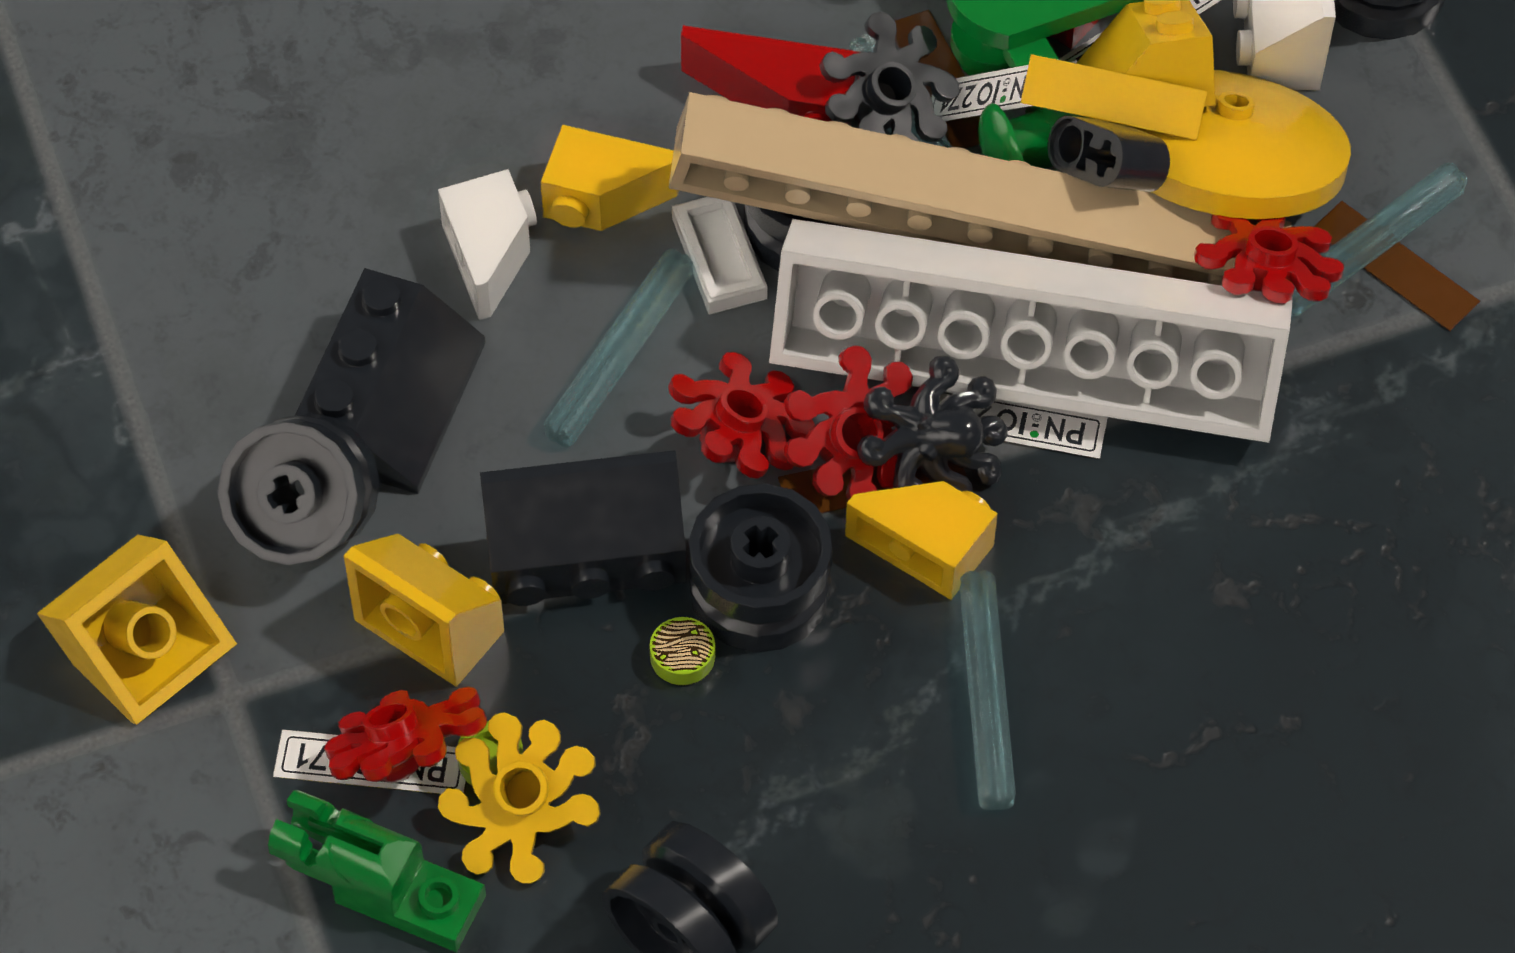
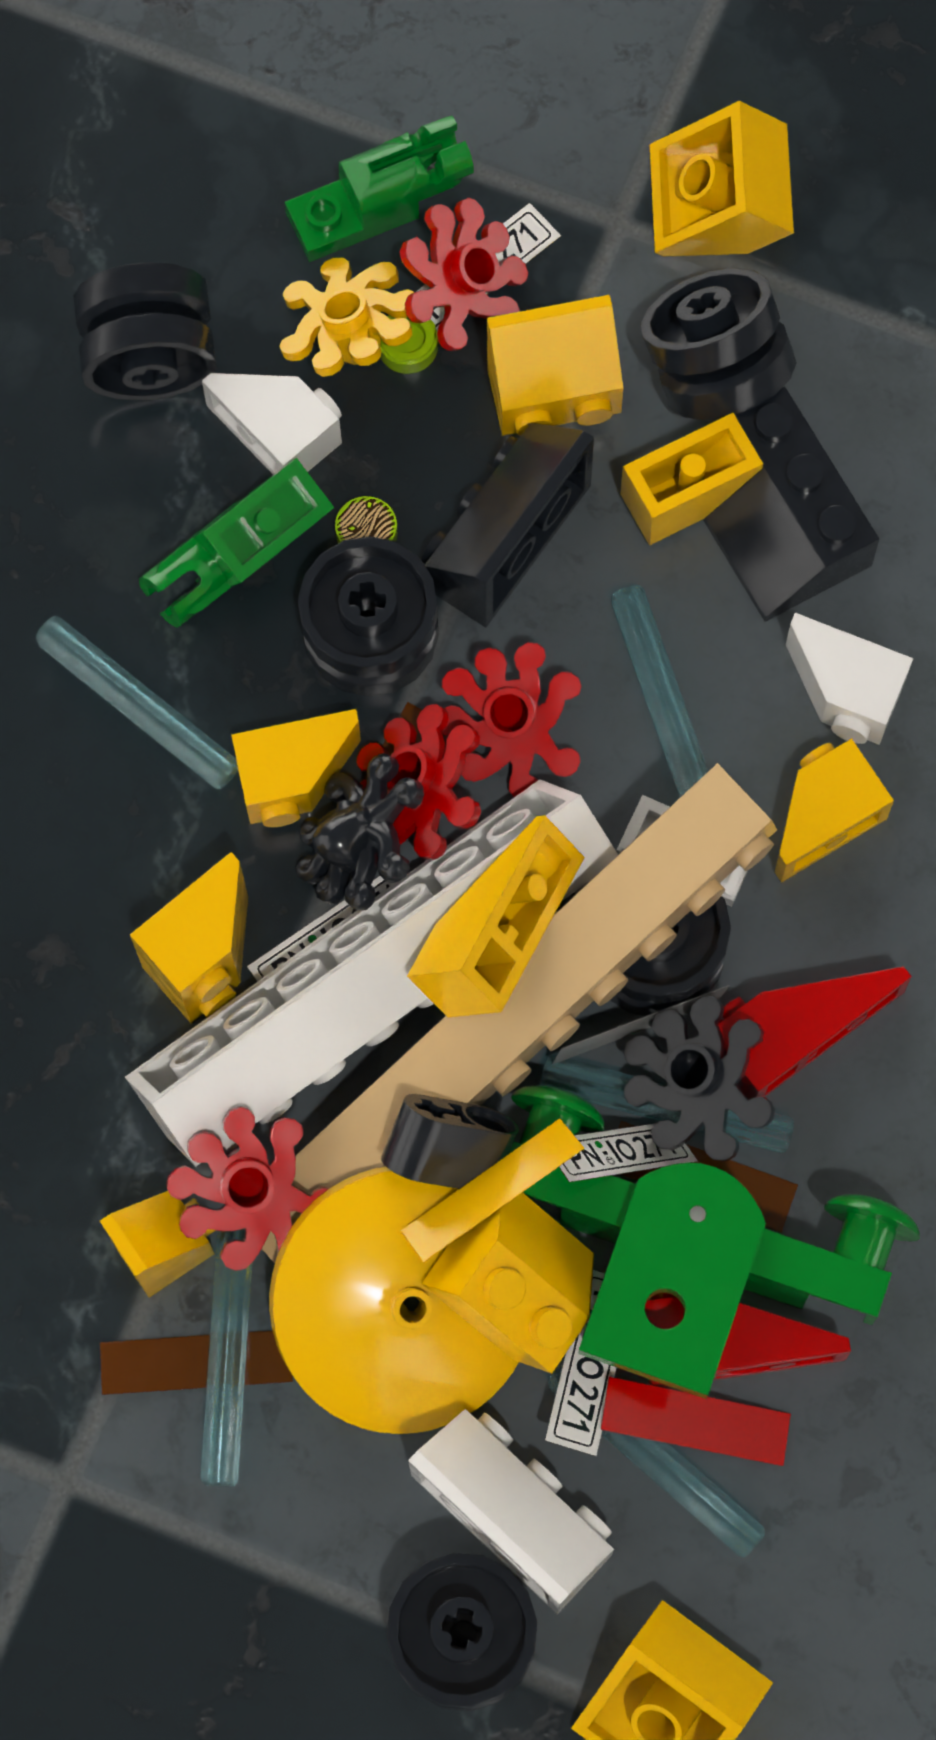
camera: 135 degrees right, 15 degrees up
(431, 437) = (688, 478): none -> yellow slope
(656, 765) = (275, 417): none -> white slope
(798, 704) = (239, 540): none -> green plate
(948, 218) = (497, 924): none -> yellow slope
(1124, 458) = (198, 941): none -> yellow slope
(1356, 320) = (152, 1242): none -> yellow slope

